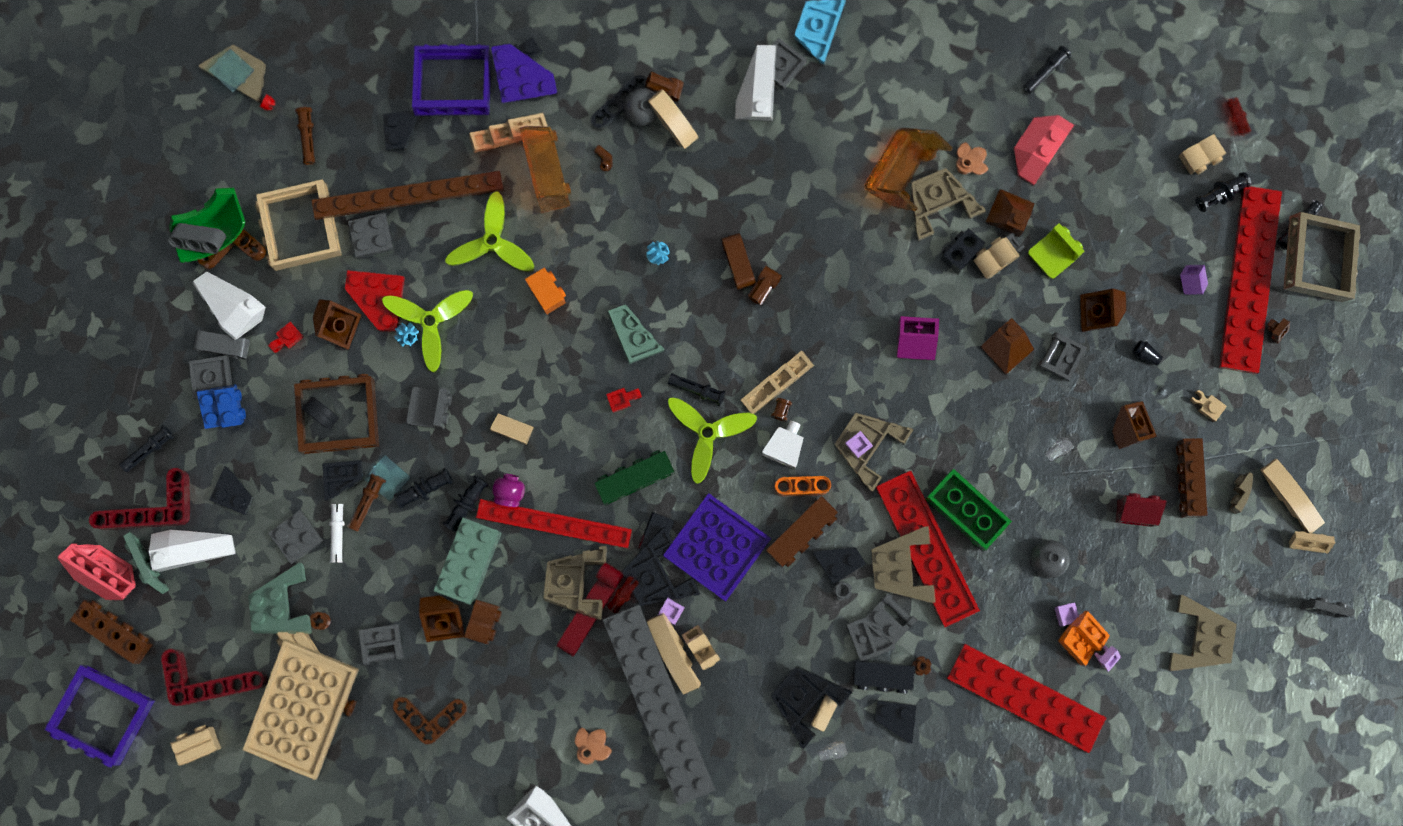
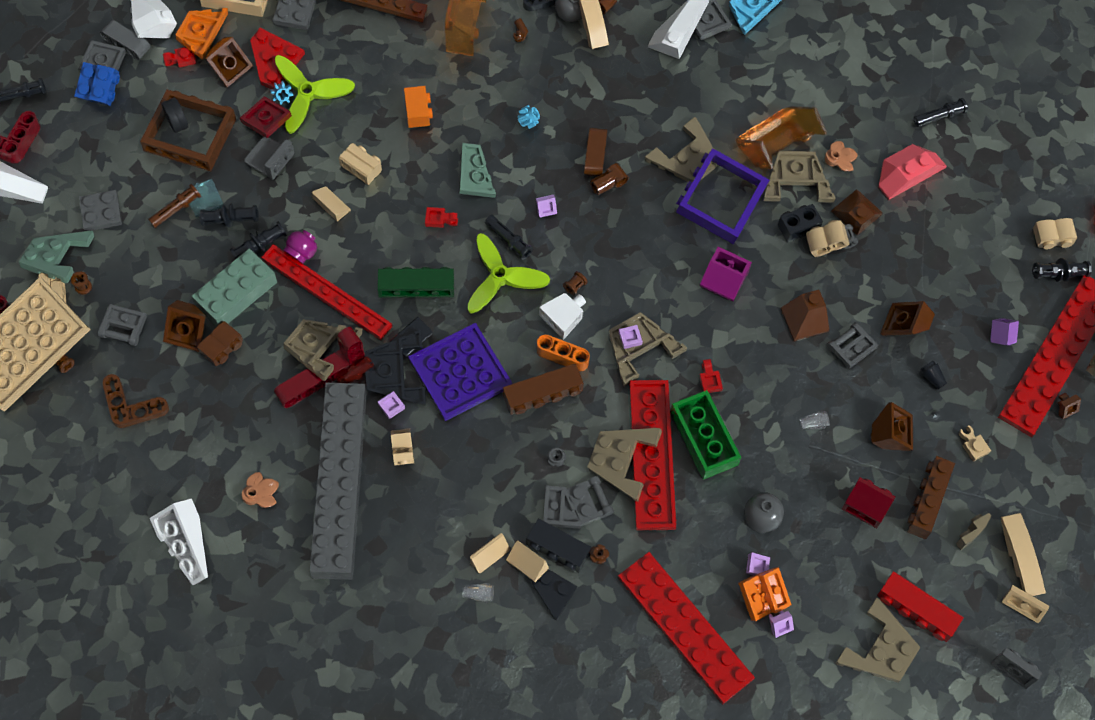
camera: 20 degrees right, 15 degrees down
(231, 493) = (67, 154): black wing -> none
(290, 300) = (200, 30): none -> orange wing
(336, 533) = (139, 215): white pin -> none
(341, 477) = (164, 179): black wing -> none
(404, 367) = (265, 117): none -> dark red plate
(504, 249) = (399, 44): lime piece -> none
(520, 376) = (360, 163): none -> tan brick
(672, 652) = (374, 443): tan slope -> none
(717, 340) = (546, 205): none -> lavender tile
(777, 382) = (582, 260): tan slope -> none
(799, 694) = (470, 527): black wing -> none
(834, 227) = (689, 158): none -> dark tan wing
(839, 562) = (565, 432): black wing -> none
(864, 705) = (527, 561): none -> tan slope
(909, 257) = (705, 220): none -> dark purple window
(948, 450) = (710, 379): none -> red plate
(1056, 251) = (885, 257): lime bracket -> none
(1222, 586) = (920, 607): none -> red brick

